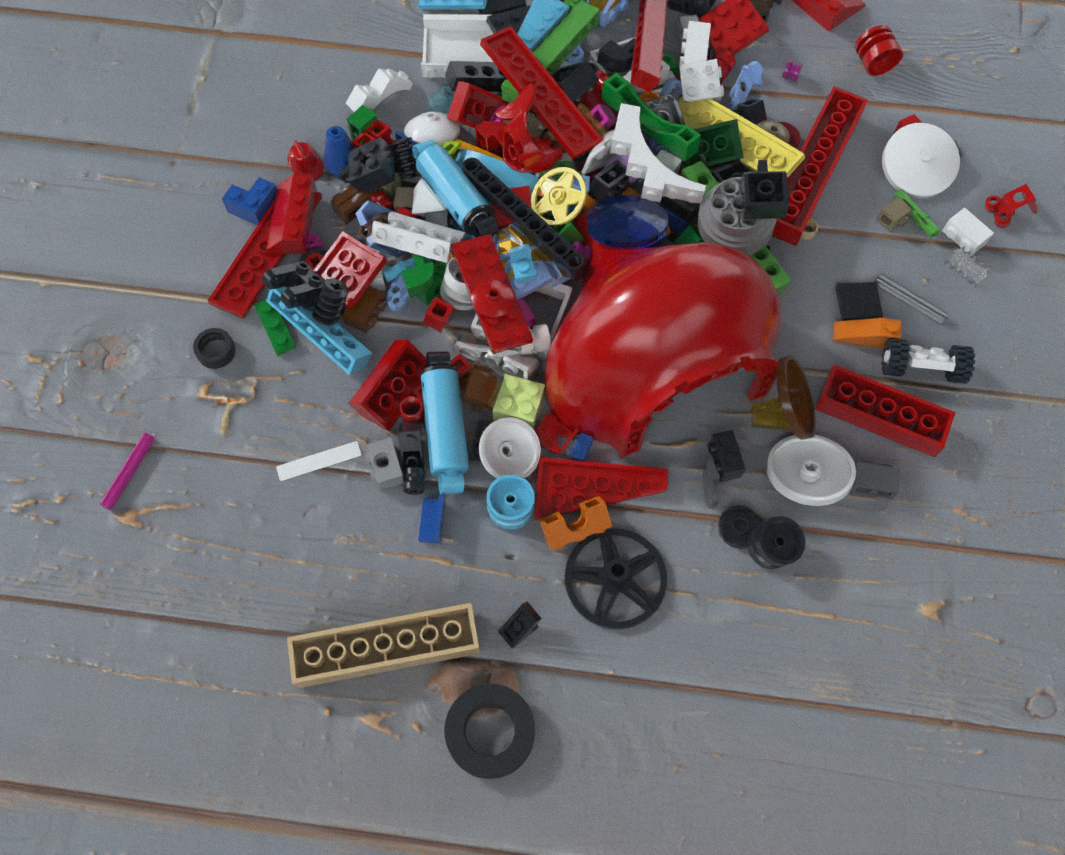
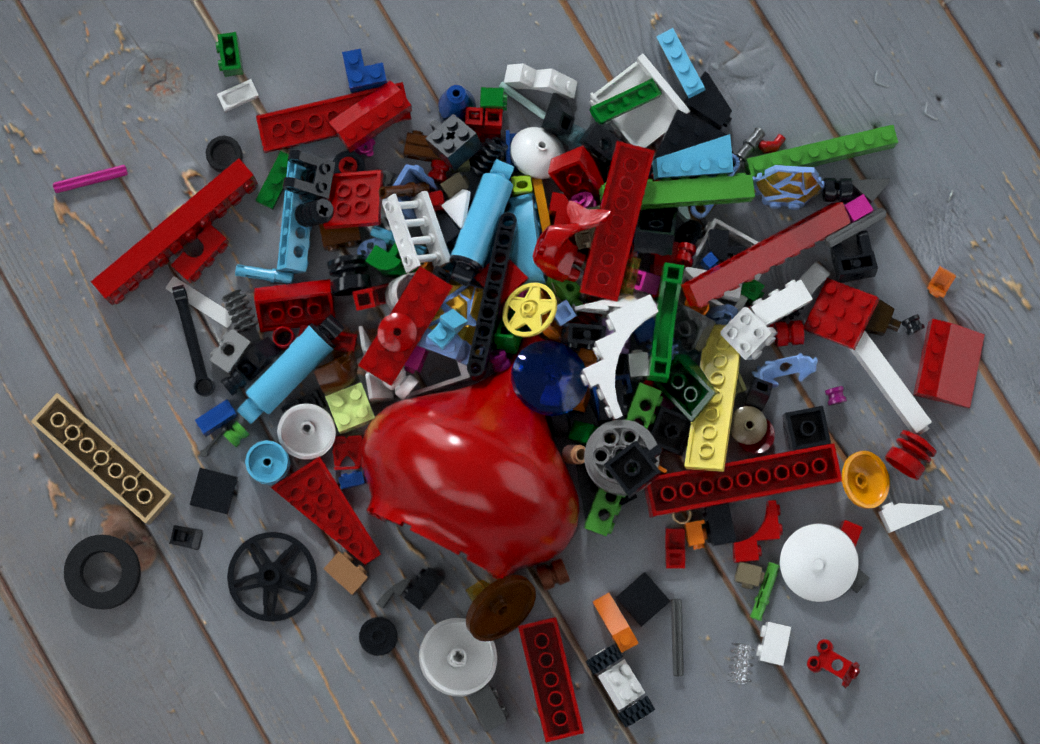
camera: 50 degrees right, 15 degrees up
(139, 281) = (230, 54): none -> green brick
(177, 305) = (238, 95): none -> white tile
(241, 433) = (175, 232): none -> red brick
(279, 444) = (191, 267): none -> red arch
(303, 471) = (181, 300): none -> black piece
(305, 160) = (432, 78): red piece -> none
(351, 383) = (271, 275): none -> medium azure pin
(356, 430) = (239, 311): none -> dark grey piece
(393, 114) = (524, 101): none -> light aqua bar
(404, 320) = (349, 271): none -> black wheel
(418, 97) = (559, 116): none -> black slope
(448, 46) = (625, 101): none -> green plate
(454, 554) = (204, 452): none -> dark grey hinge
(461, 512) = (236, 434): none -> bright green wheel
(495, 571) = (213, 491): none -> black tile
(593, 520) = (273, 515): orange arch -> none
(623, 66) = (709, 261): none -> blue piece
(662, 510) = (346, 573): none -> medium nougat brick
(776, 542) = (378, 658): black wheel -> none
(790, 343) = (552, 574): none -> copper wheel
(804, 101) = (806, 428): none -> black brick
(811, 34) = (891, 385): none -> white brick
(832, 228) = (695, 534): none -> orange brick
(834, 253) = (675, 548): none -> red slope
(838, 206) = (719, 525): none -> black brick
(865, 178) = (769, 530): none -> red arch
(875, 91) = (865, 479): none -> light orange dish
(921, 88) = (903, 514): none -> white slope

